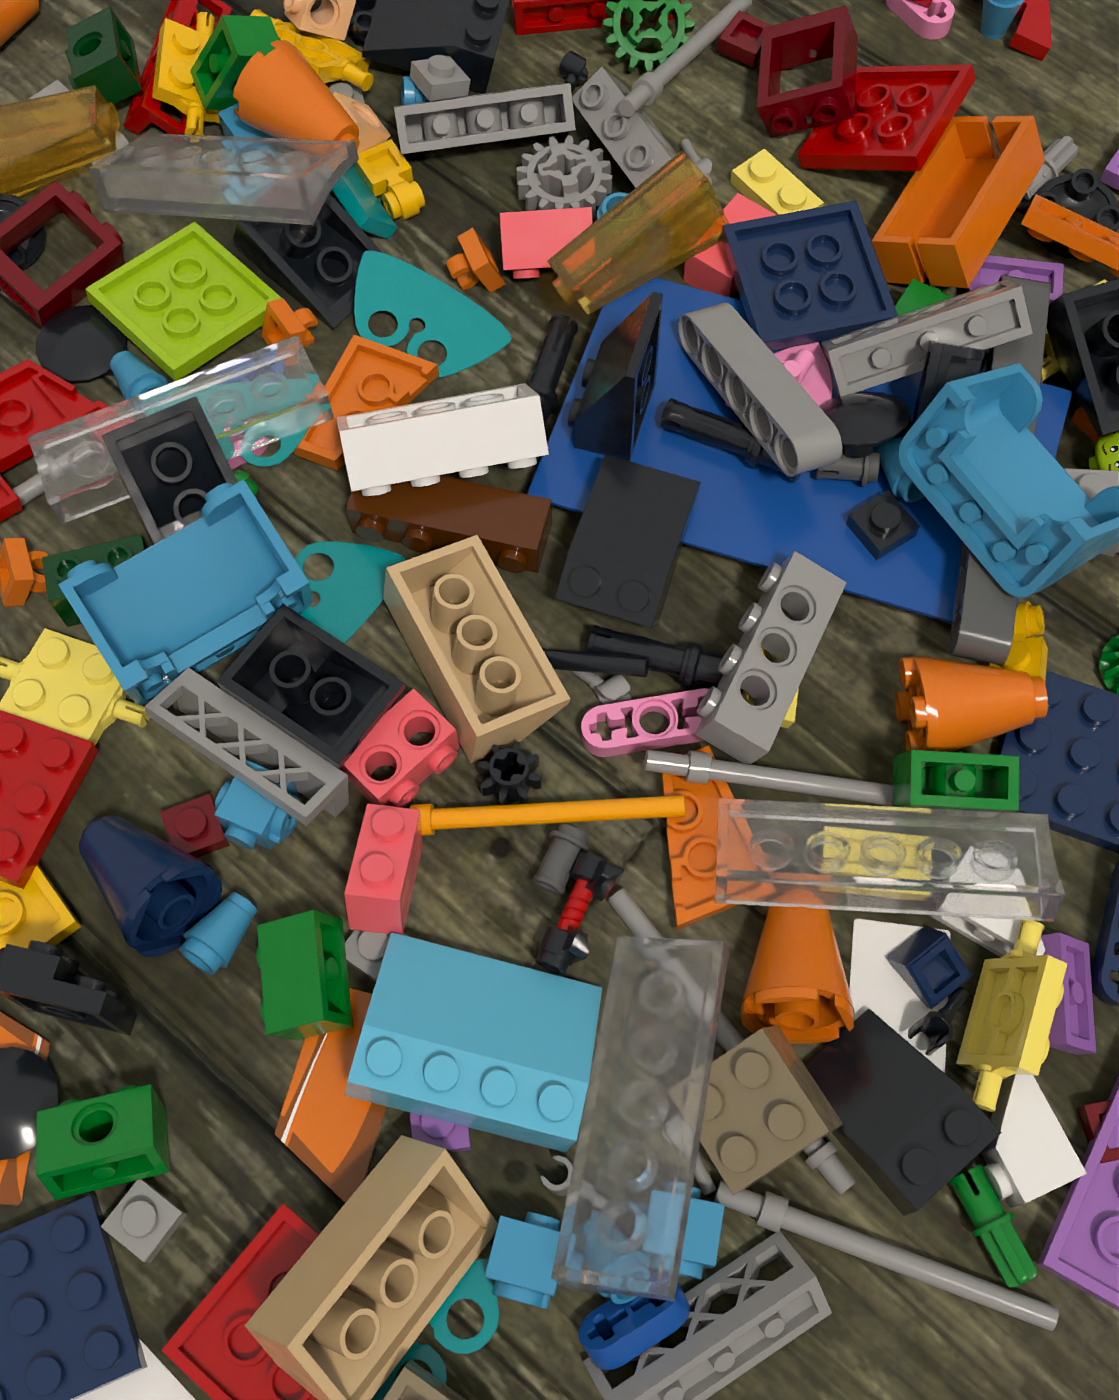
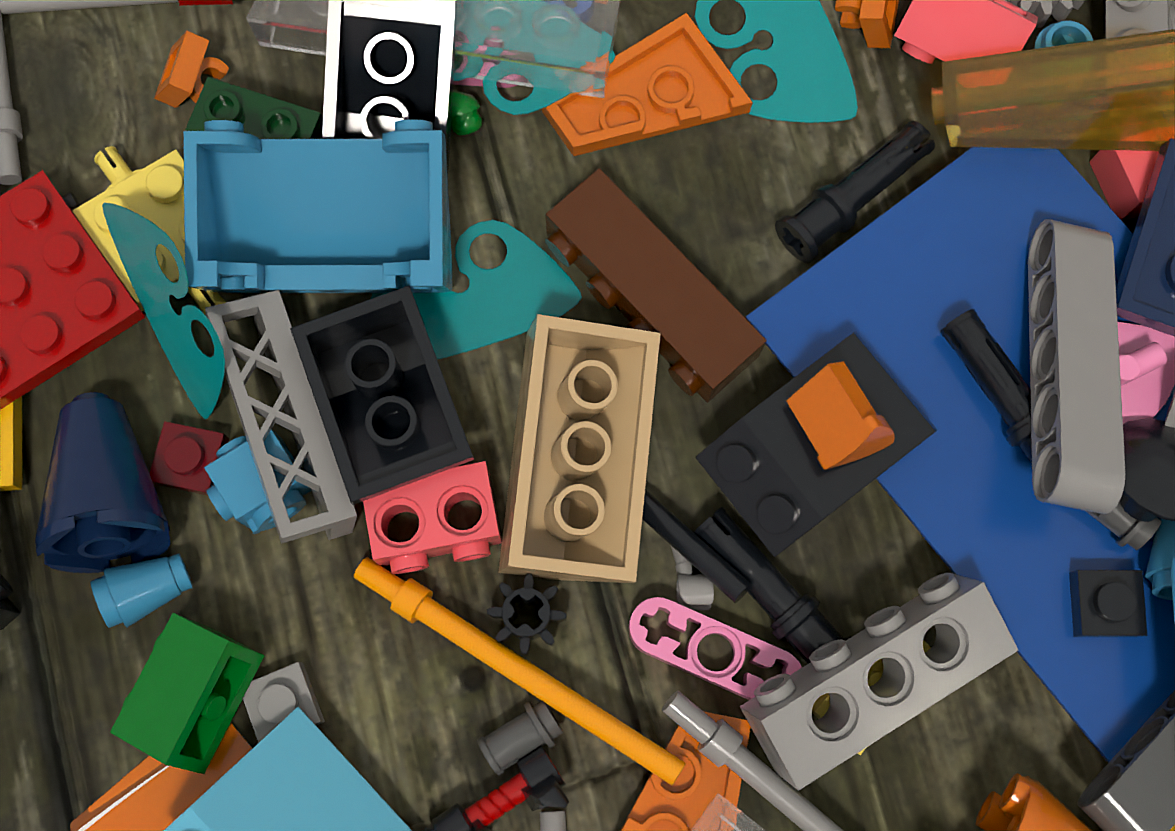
camera: 30 degrees right, 10 degrees up
(156, 758) = (136, 245): none -> teal piece
(384, 869) = (332, 636): coral brick -> none
(443, 438) = (692, 199): white slope -> none
(619, 384) = (921, 261): black slope -> none
(633, 504) = (839, 417): none -> orange tile

